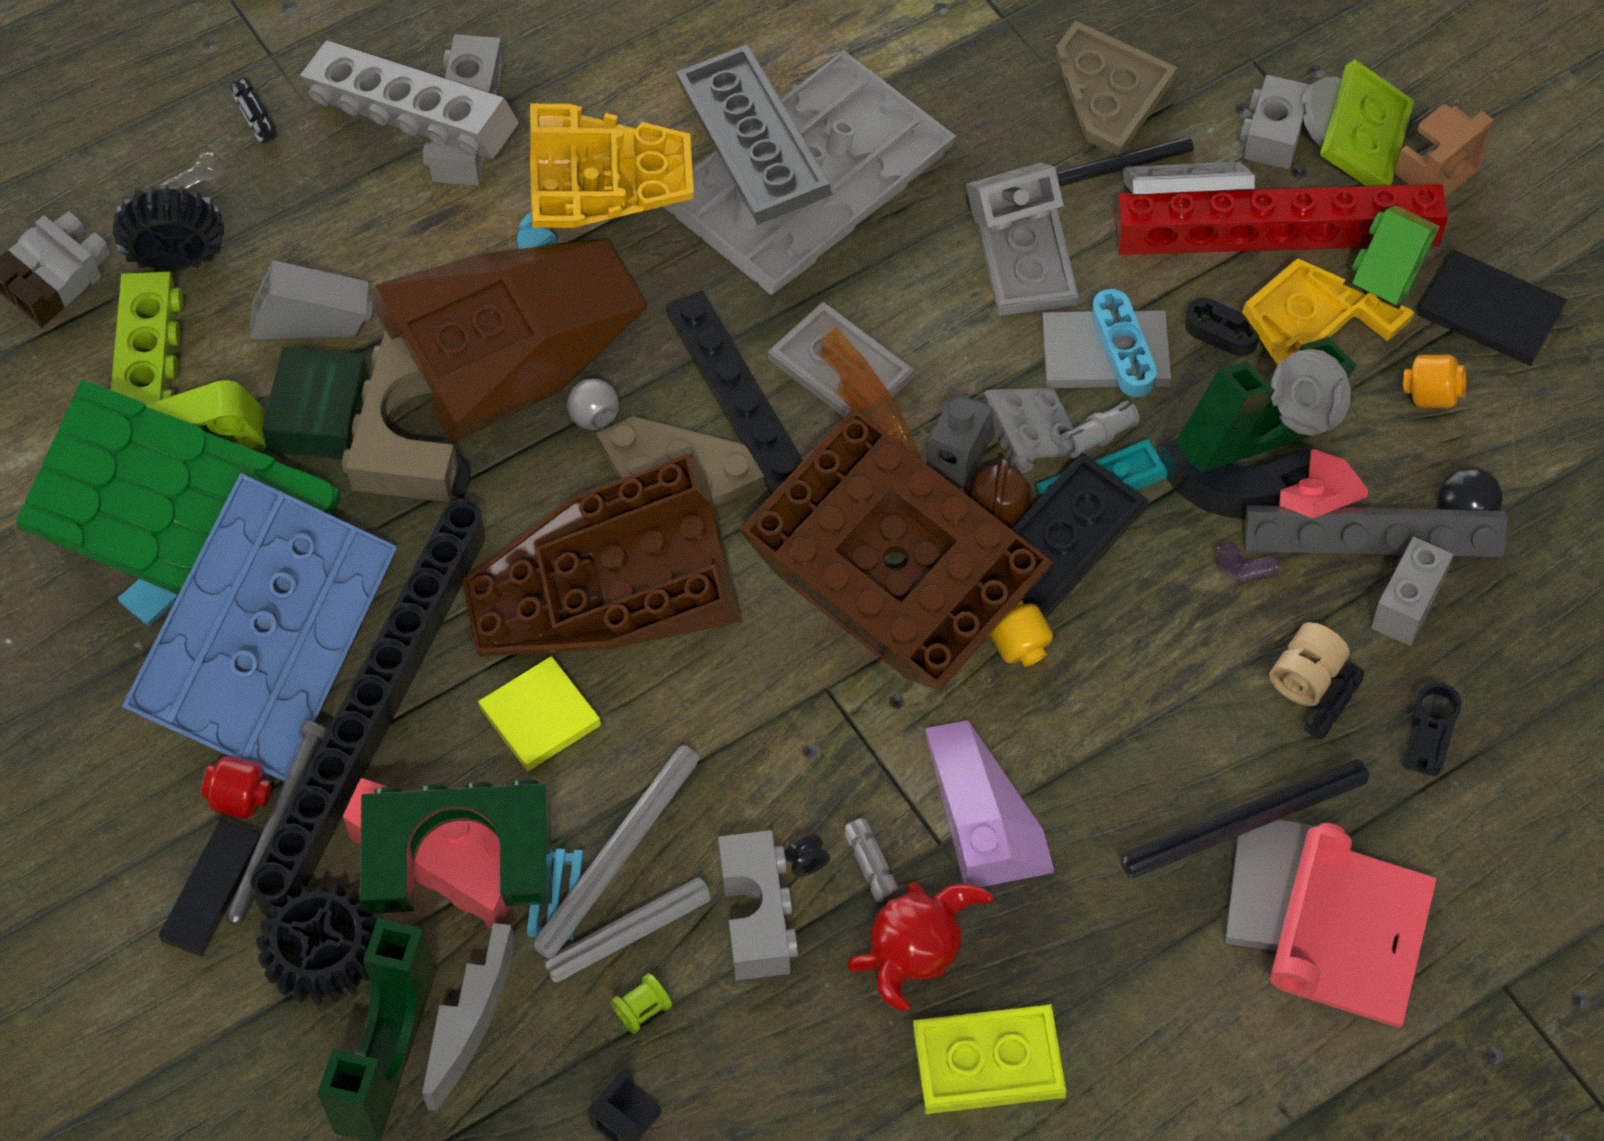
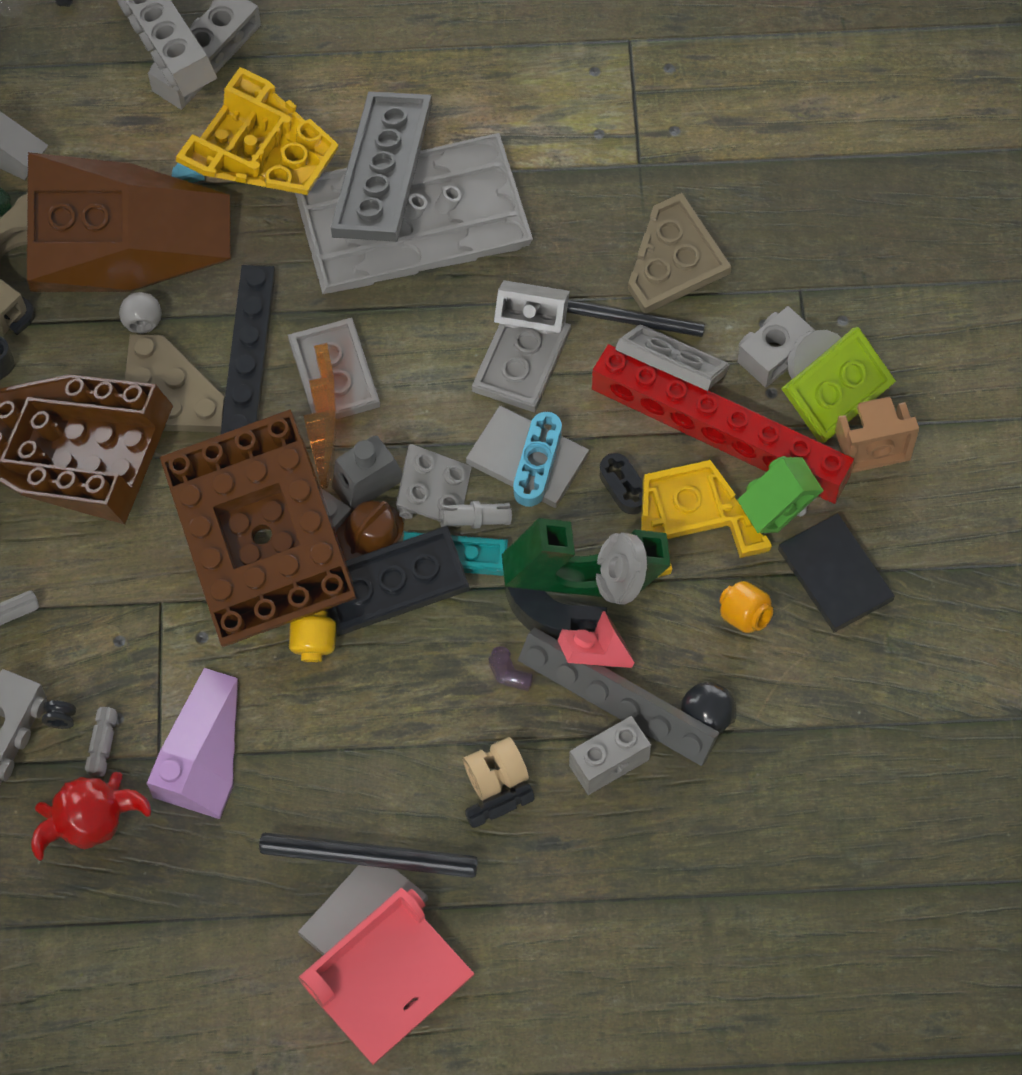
camera: 30 degrees right, 5 degrees up
(989, 1059) = (82, 924): neon yellow tile -> none
(1430, 734) = (549, 871): black piece -> none

